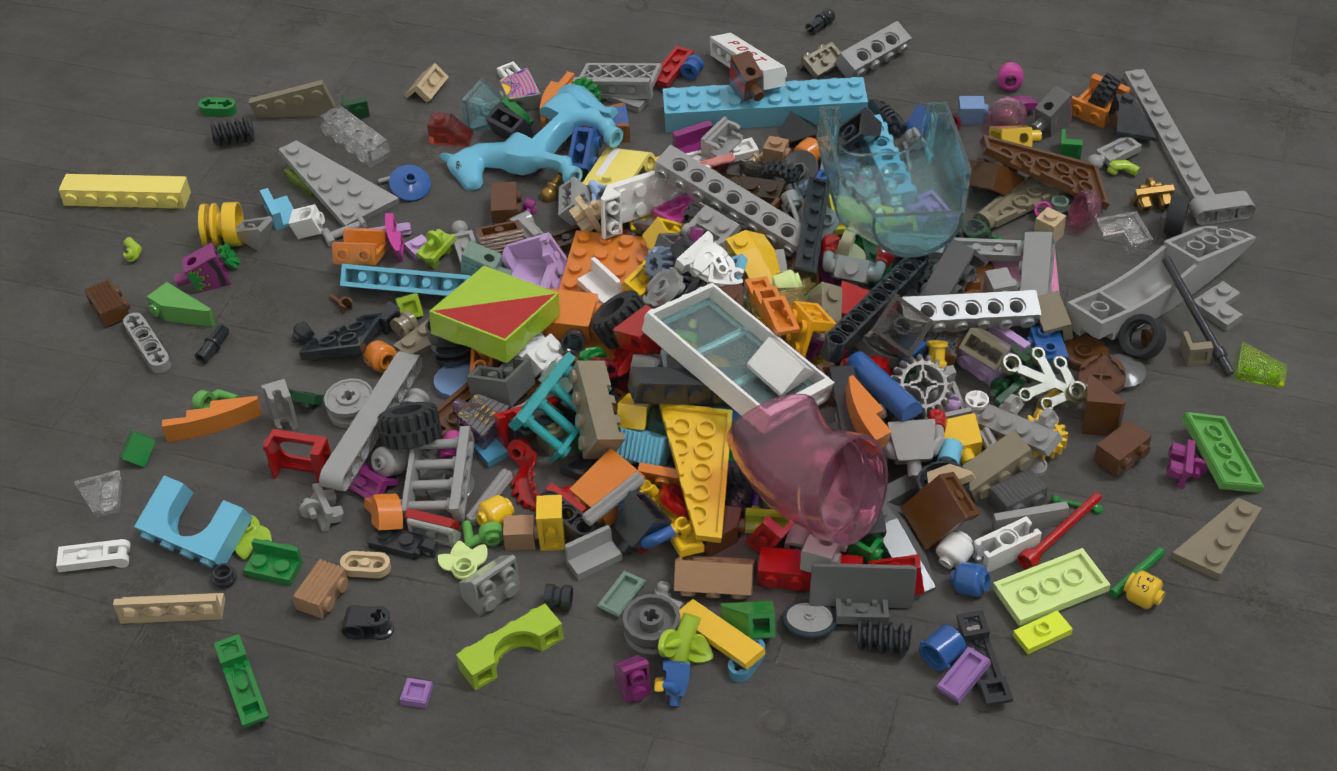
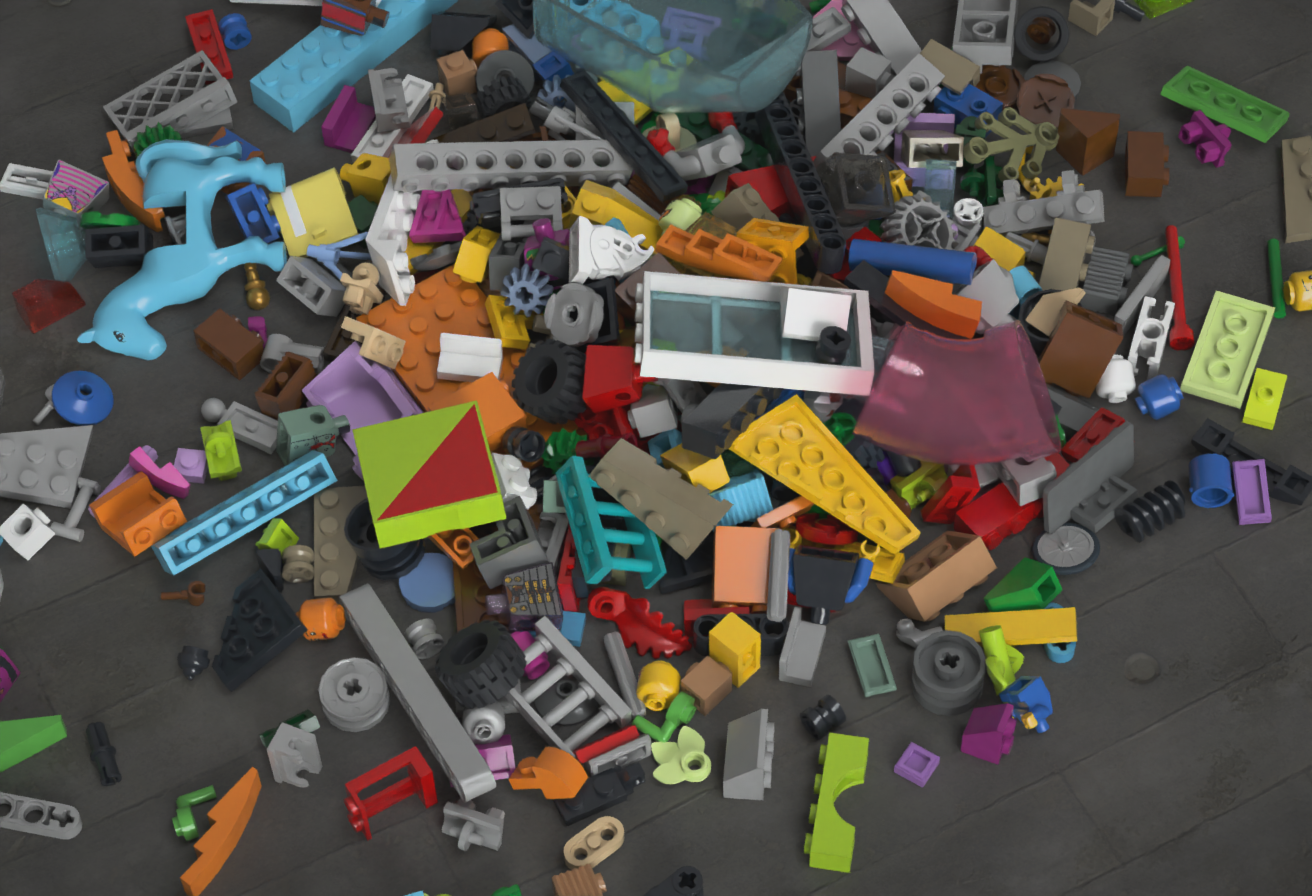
camera: 45 degrees left, 10 degrees up
(559, 241) = (375, 343): none -> tan bracket
(580, 664) = (916, 764): none -> medium lavender tile
(766, 388) = (832, 345): none -> black wheel
(971, 372) = (941, 183): none -> clear light blue tile

